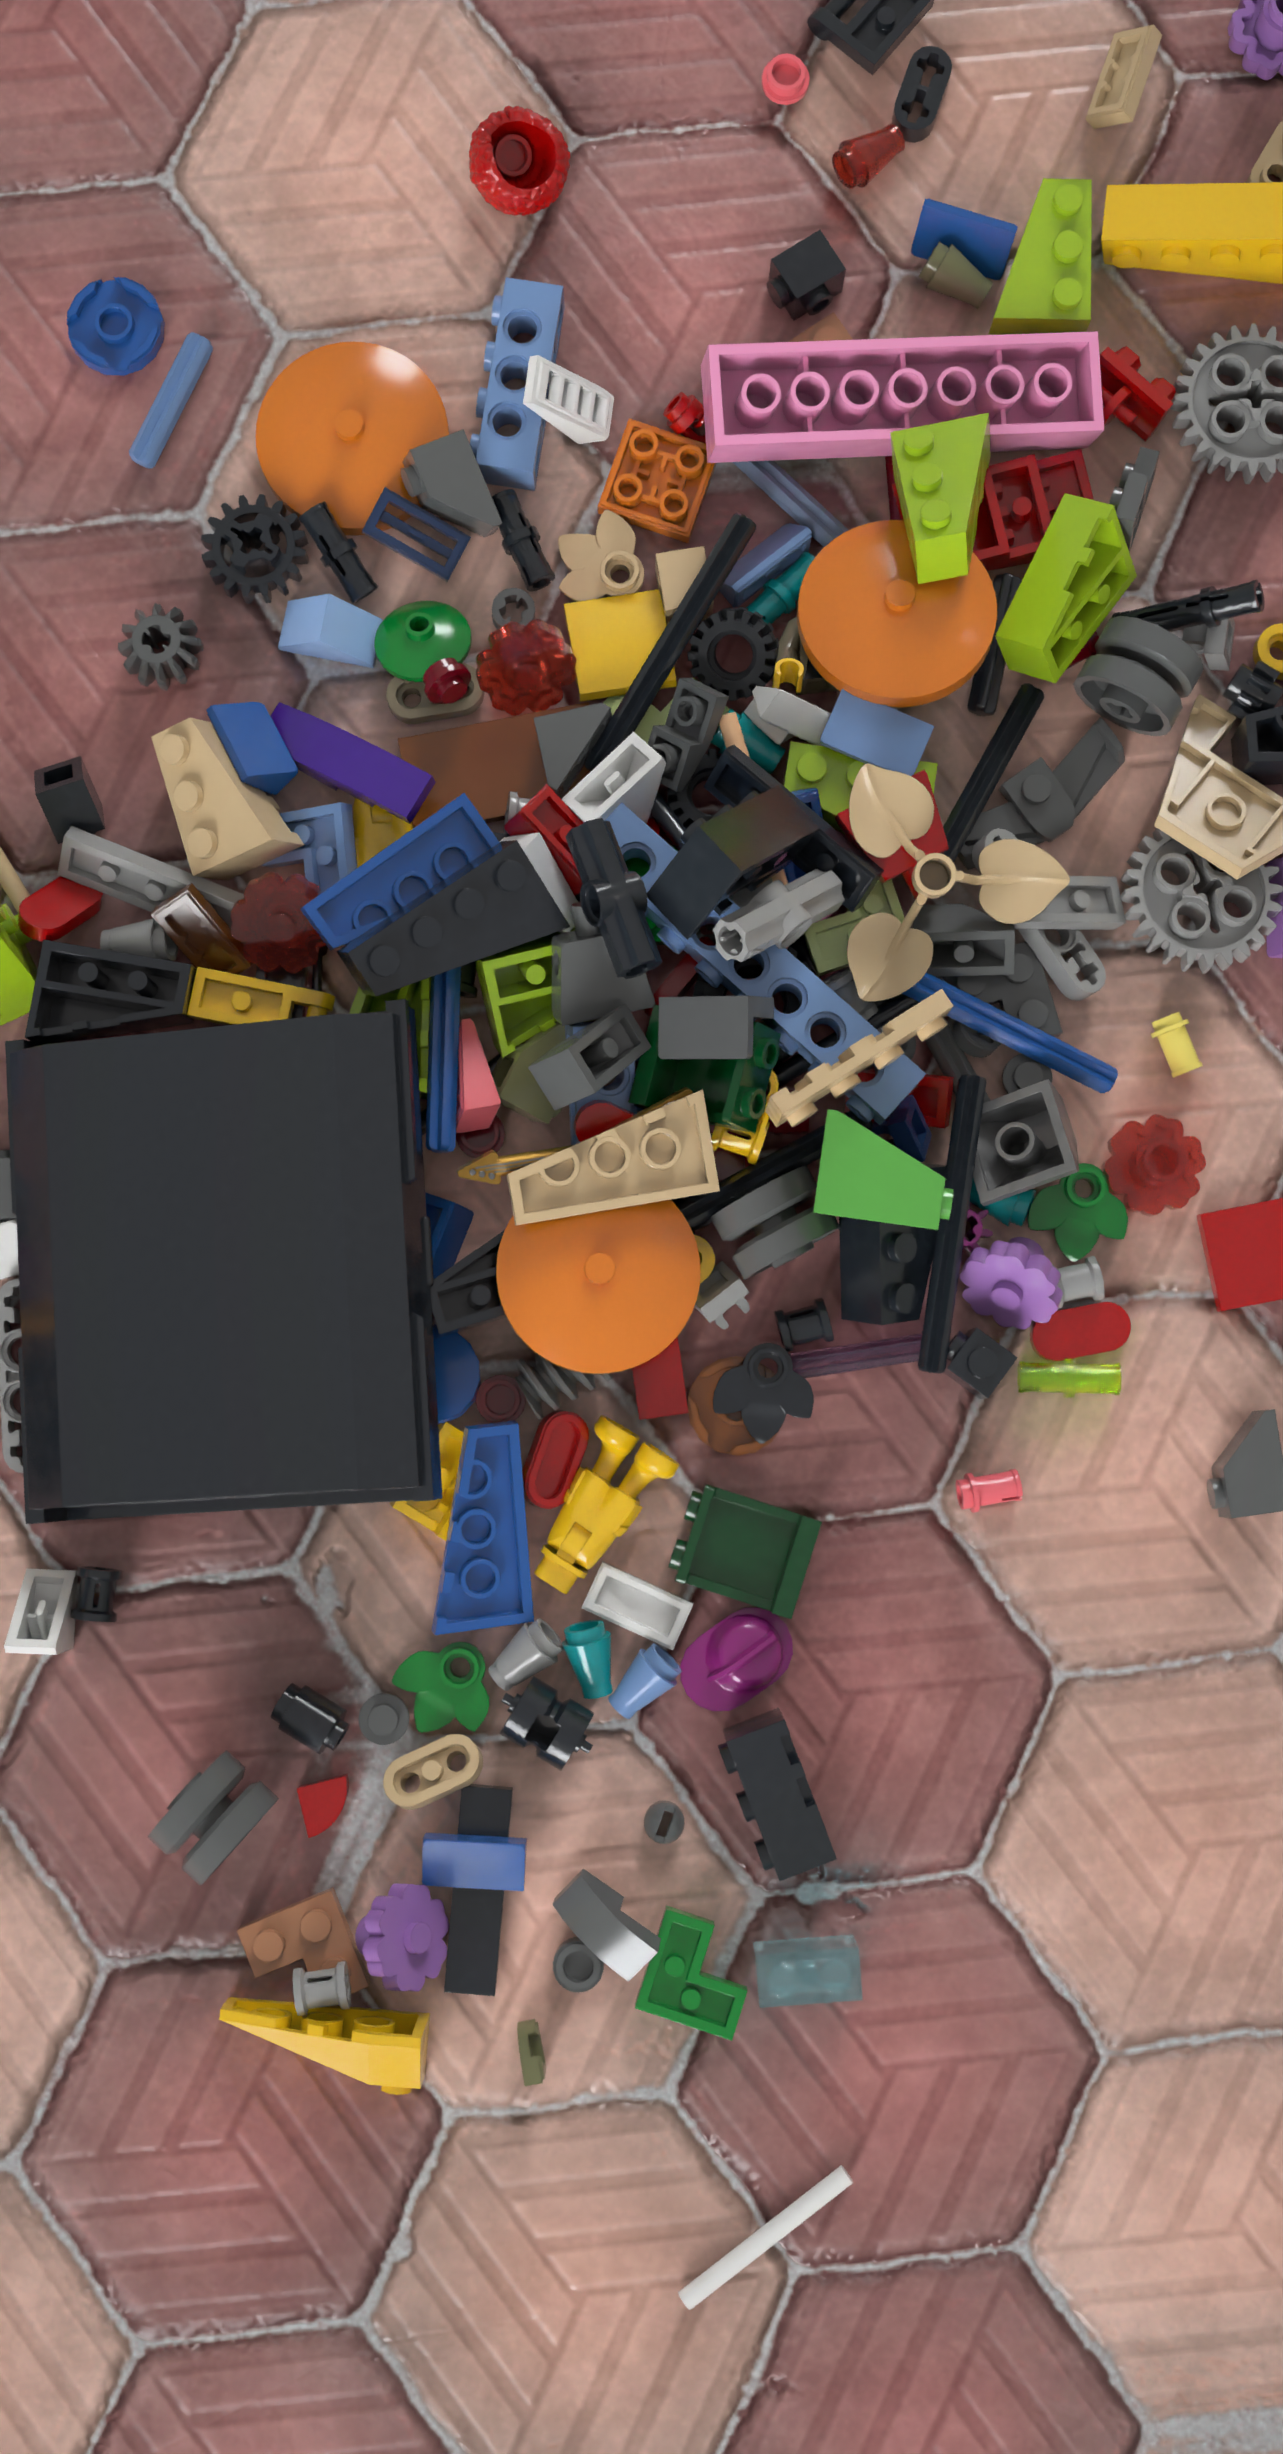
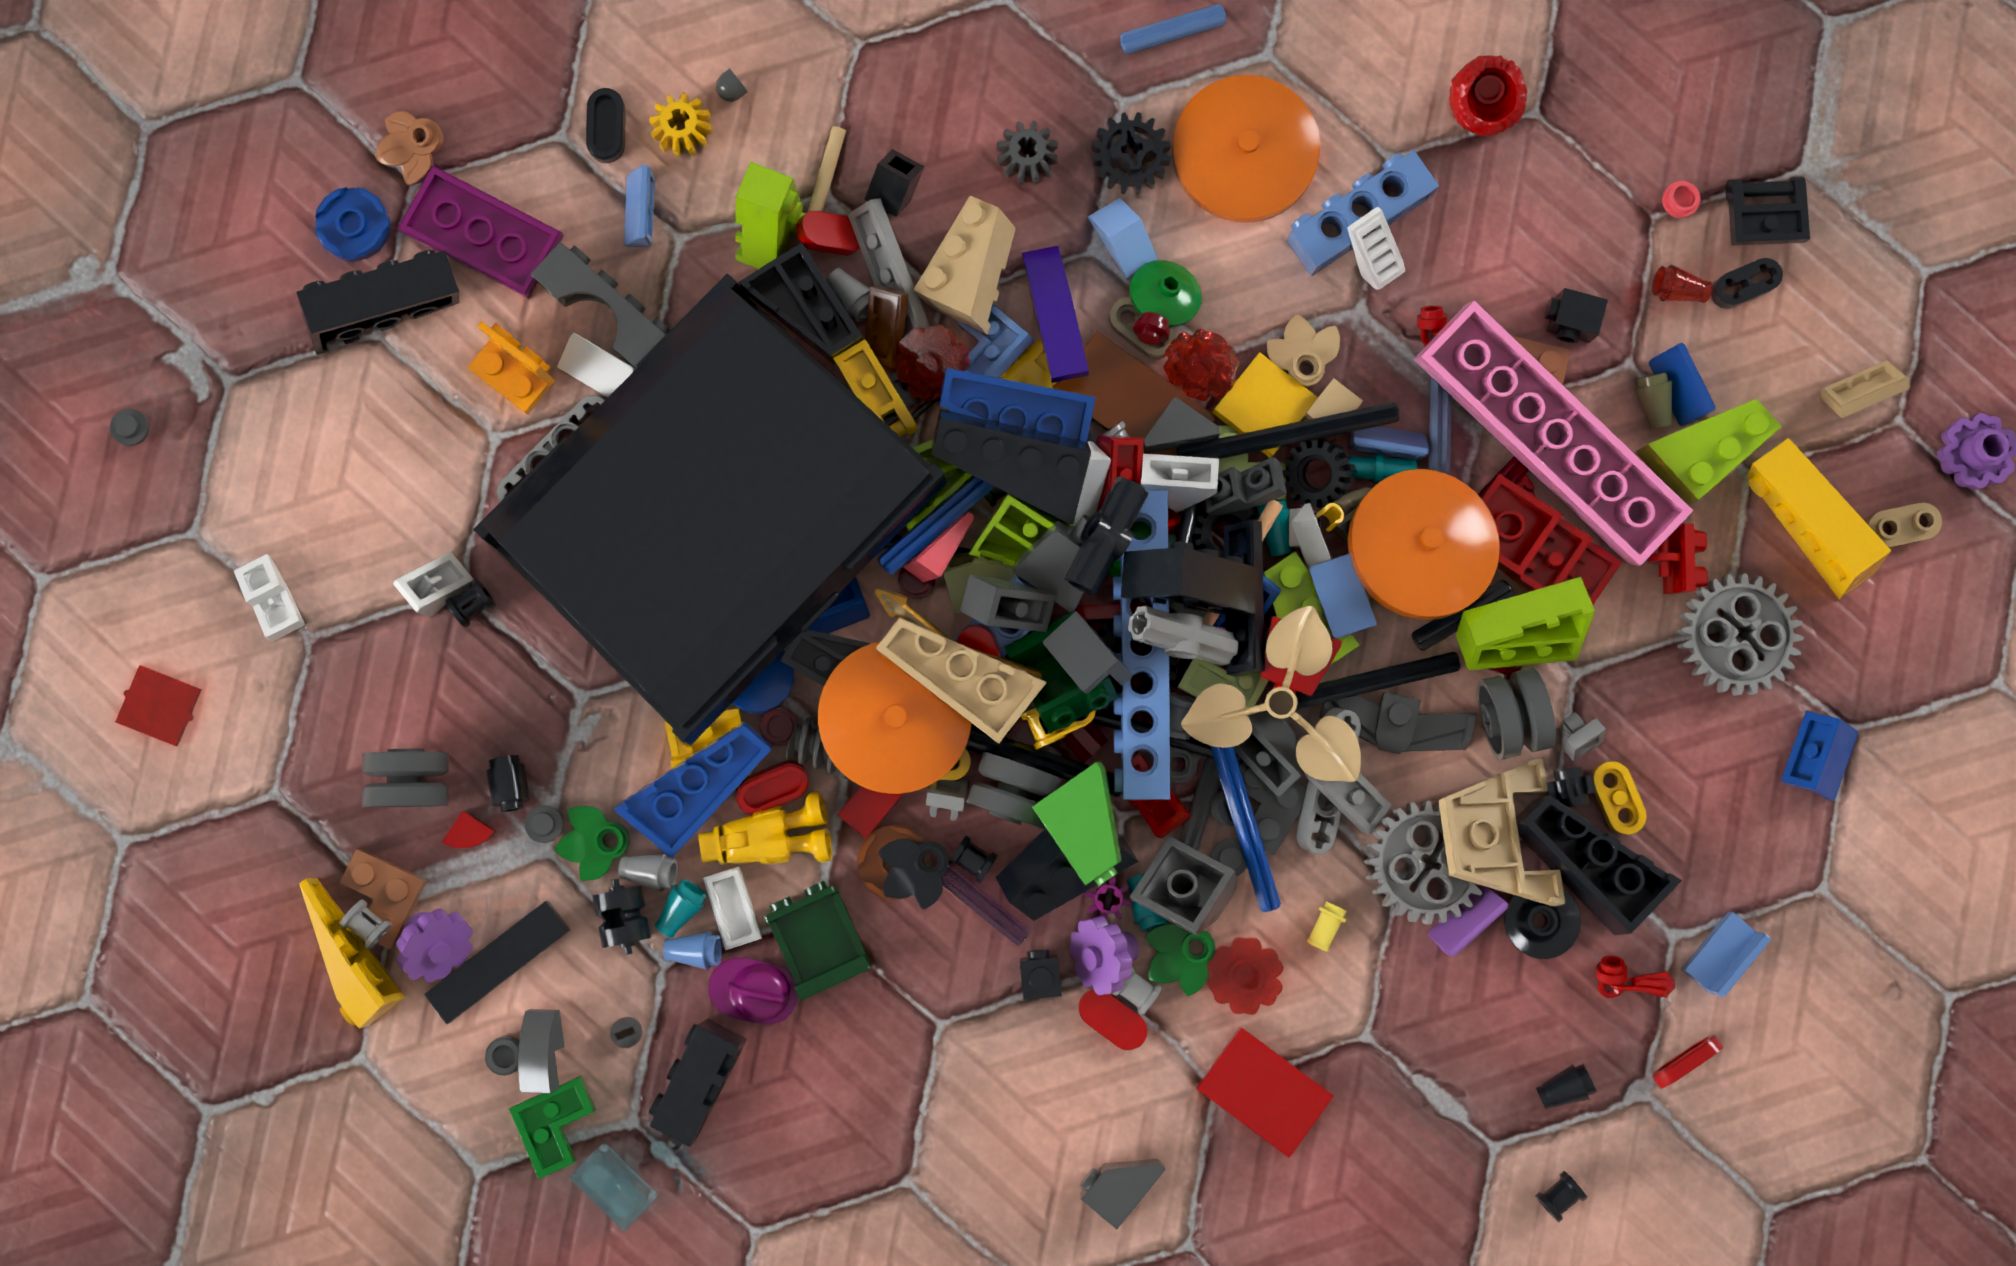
camera: 50 degrees right, 0 degrees up
(253, 745) = (1018, 255): blue slope -> none
(338, 552) = (1171, 201): black pin -> none
(404, 550) = (1214, 203): dark blue tile -> none
(434, 1770) = (540, 877): tan plate -> none
(451, 483) = (1267, 227): dark grey slope -> none
(474, 1861) = (509, 945): slope -> none
(512, 595) = (1224, 318): dark grey bush -> none
(522, 541) = (1274, 295): black pin -> none
(531, 2052) = (433, 1073): olive tile -> none
(658, 480) = (1380, 339): orange tile -> none
(907, 1129) = (1134, 818): dark blue tile -> none
(921, 1020) = (1157, 761): tan wing -> none
(940, 489) = (1514, 506): lime wedge -> none
(951, 1232) = (1097, 895): black axle -> none
(988, 1489) = (975, 1047): coral pin -> none
(1069, 1378) = (1079, 1036): clear neon green pin -> none
(1133, 492) = (1612, 619): dark grey plate -> none
(1204, 608) = (1591, 716): black pin -> none

